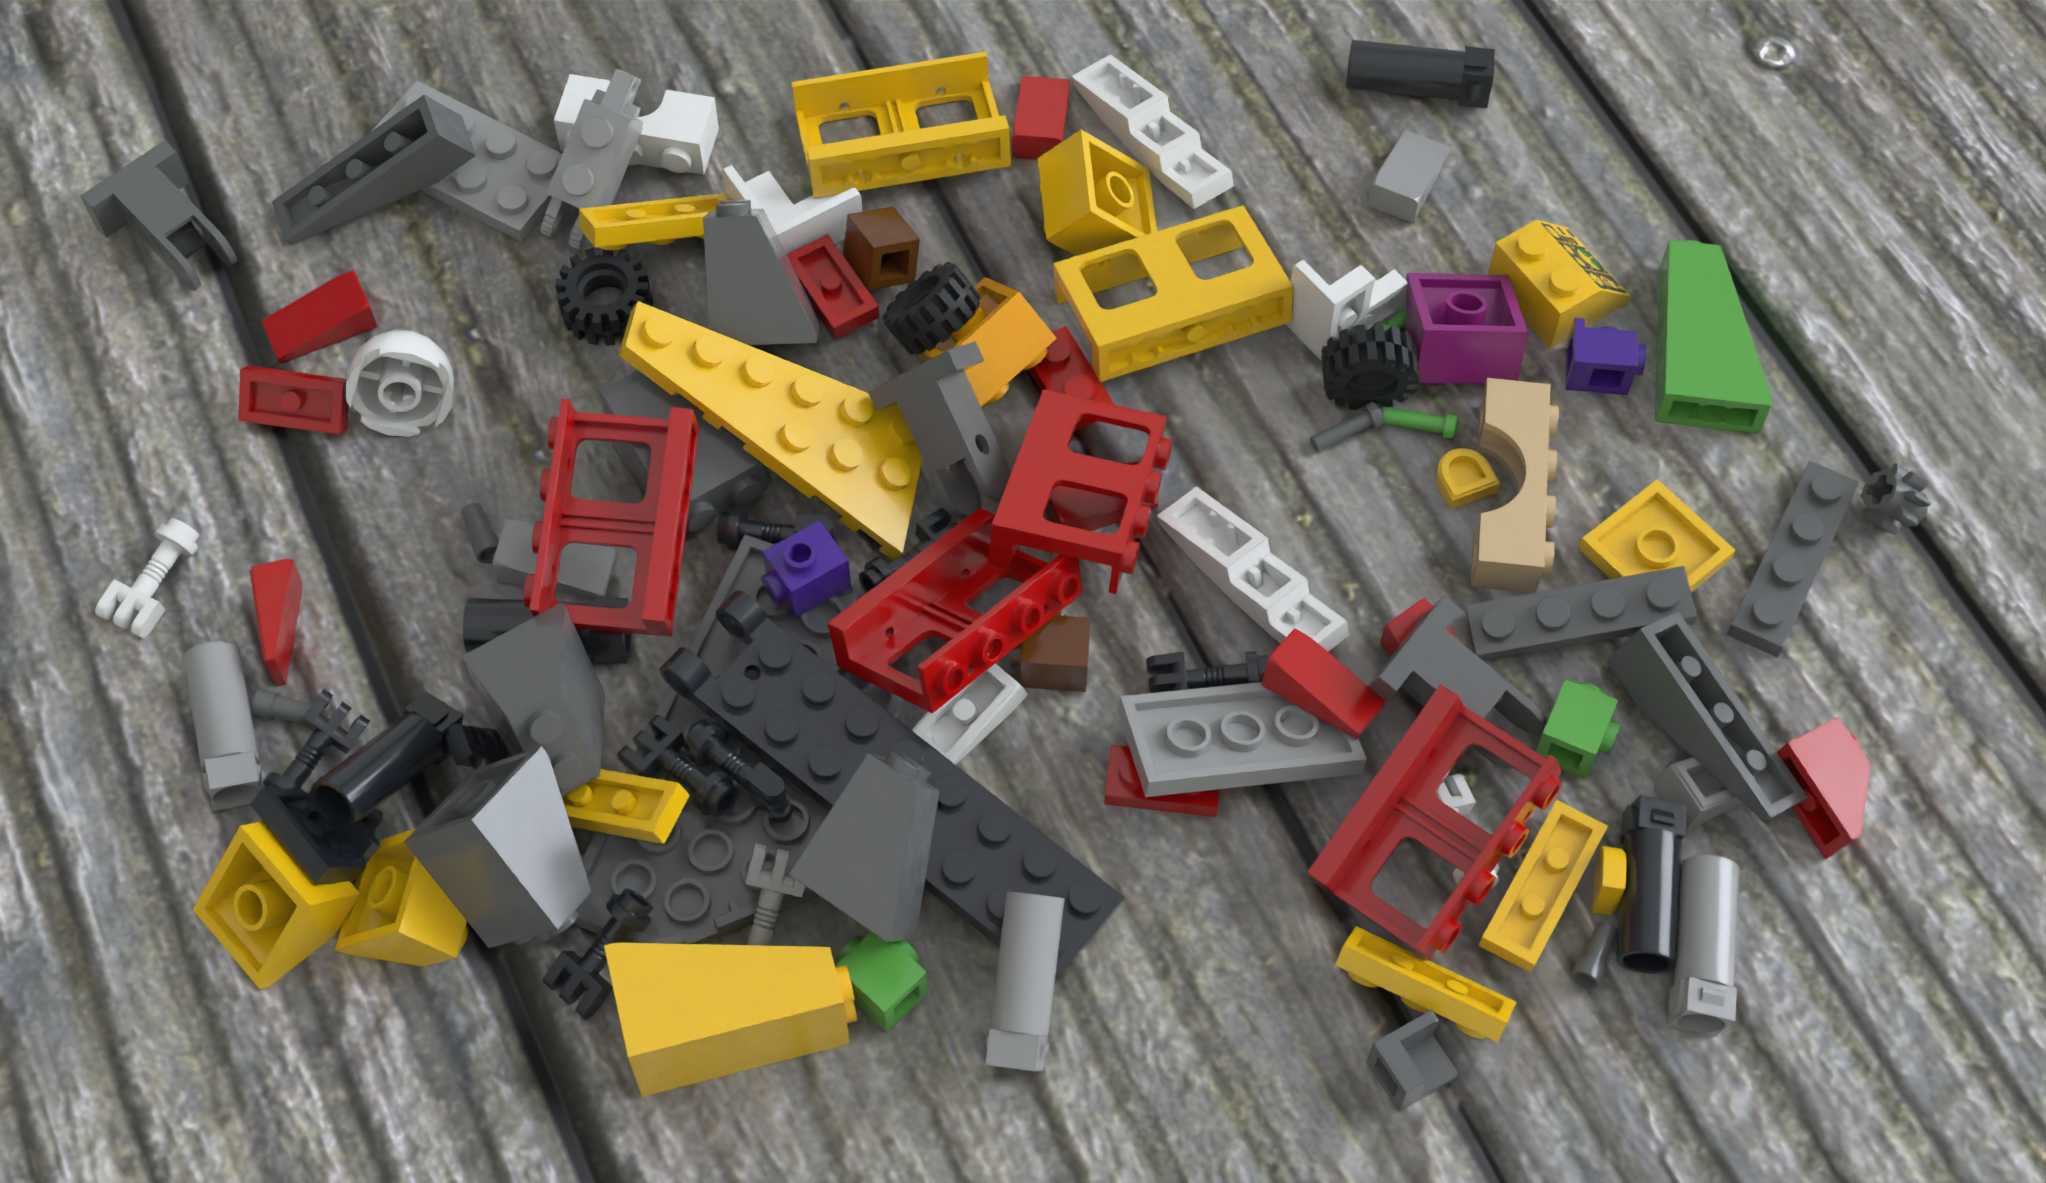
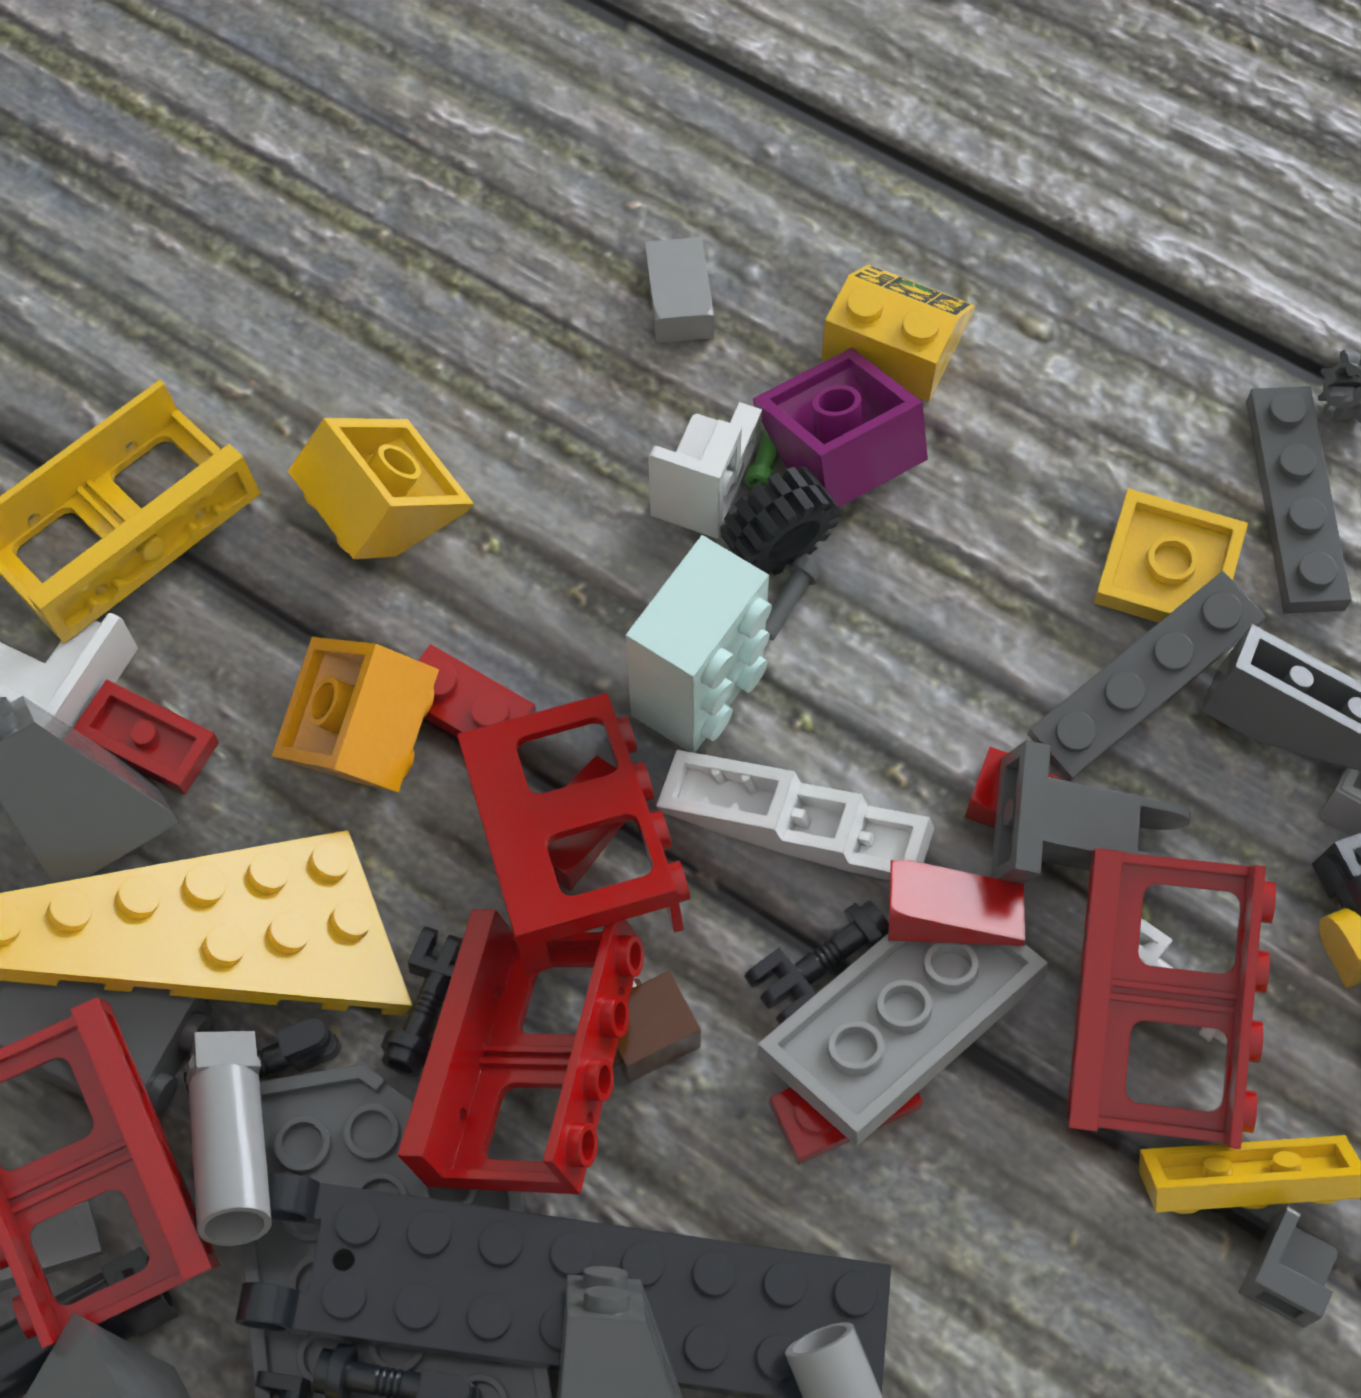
camera: 30 degrees left, 5 degrees up
(724, 553) = (228, 1138): none -> light grey piece
(805, 570) = (325, 1097): dark purple brick -> none
(881, 248) = (177, 665): reddish brown brick -> none
(931, 308) = (278, 706): black tyre -> none
(949, 427) = (385, 837): dark grey piece -> none
(971, 714) = (605, 1176): white slope -> none
(1040, 116) = (258, 420): red slope -> none
(1154, 135) = (389, 378): white slope -> none
(1186, 310) = (554, 559): yellow window -> none
(1248, 412) = (698, 645): none -> light aqua brick
(1422, 71) = (626, 170): black piece -> none
(1422, 421) = (884, 541): bright green piece -> none
(1465, 477) = (936, 587): yellow tile -> none
(1510, 540) = (961, 509): tan arch -> none
(1543, 886) = (1298, 1004): yellow plate -> none
(1579, 727) = (1223, 799): bright green brick -> none
(1602, 359) = (993, 387): dark purple brick -> none
(1704, 346) = (1079, 320): bright green slope -> none

